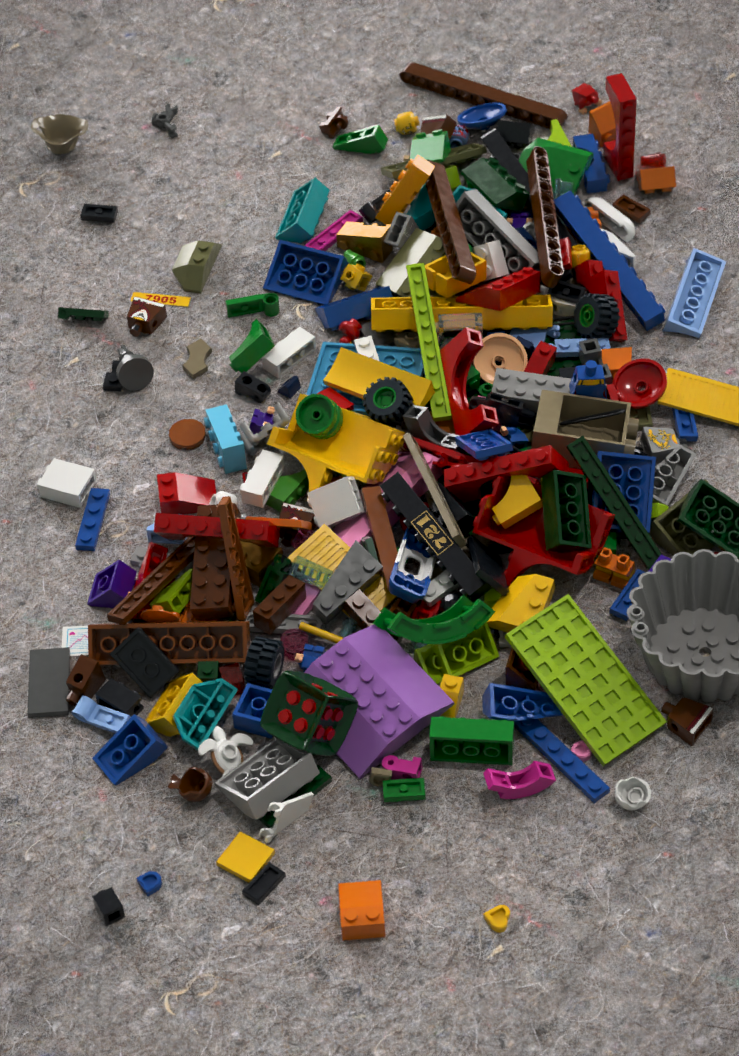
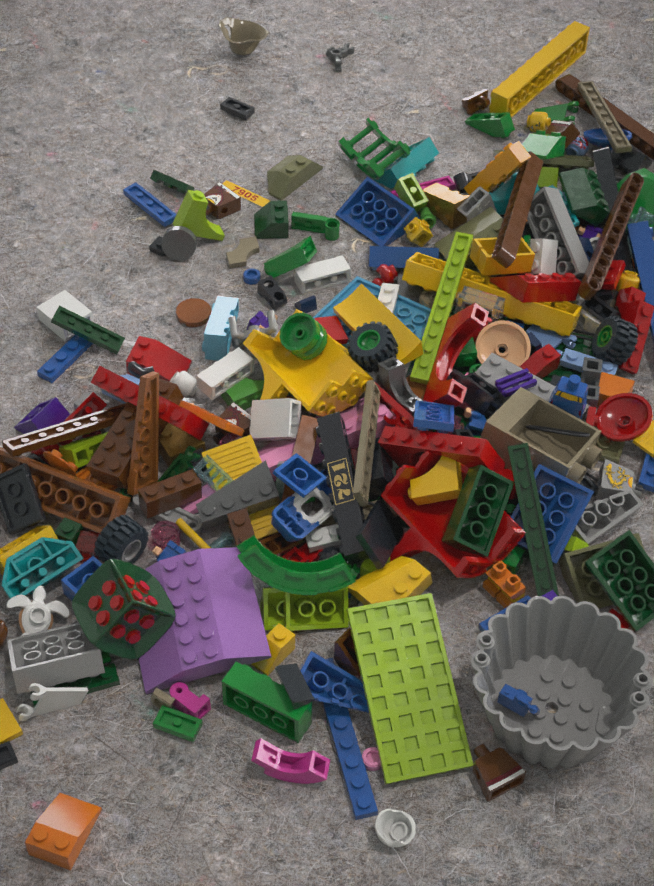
camera: 20 degrees right, 0 degrees up
(76, 344) = (149, 204): none -> blue plate
(102, 487) = (87, 330): none -> dark green plate
(138, 339) = (193, 216): none -> lime arch
(178, 507) = (136, 370): none -> black arm
(208, 316) = (272, 221): none -> dark green slope
(220, 379) = (251, 276): none -> blue tile
(270, 229) = (371, 167): none -> green fence
(328, 240) = (411, 192): none -> lime brick
(380, 68) = (540, 70): none -> yellow brick
(394, 542) = (299, 475): none -> blue slope
(419, 105) = (558, 112): none -> green flag
(471, 97) = (604, 117): none -> dark tan tile
(493, 714) = (294, 685): none -> black slope
(531, 385) = (513, 381): none -> dark purple tile
(678, 654) = (517, 701): none -> blue piece

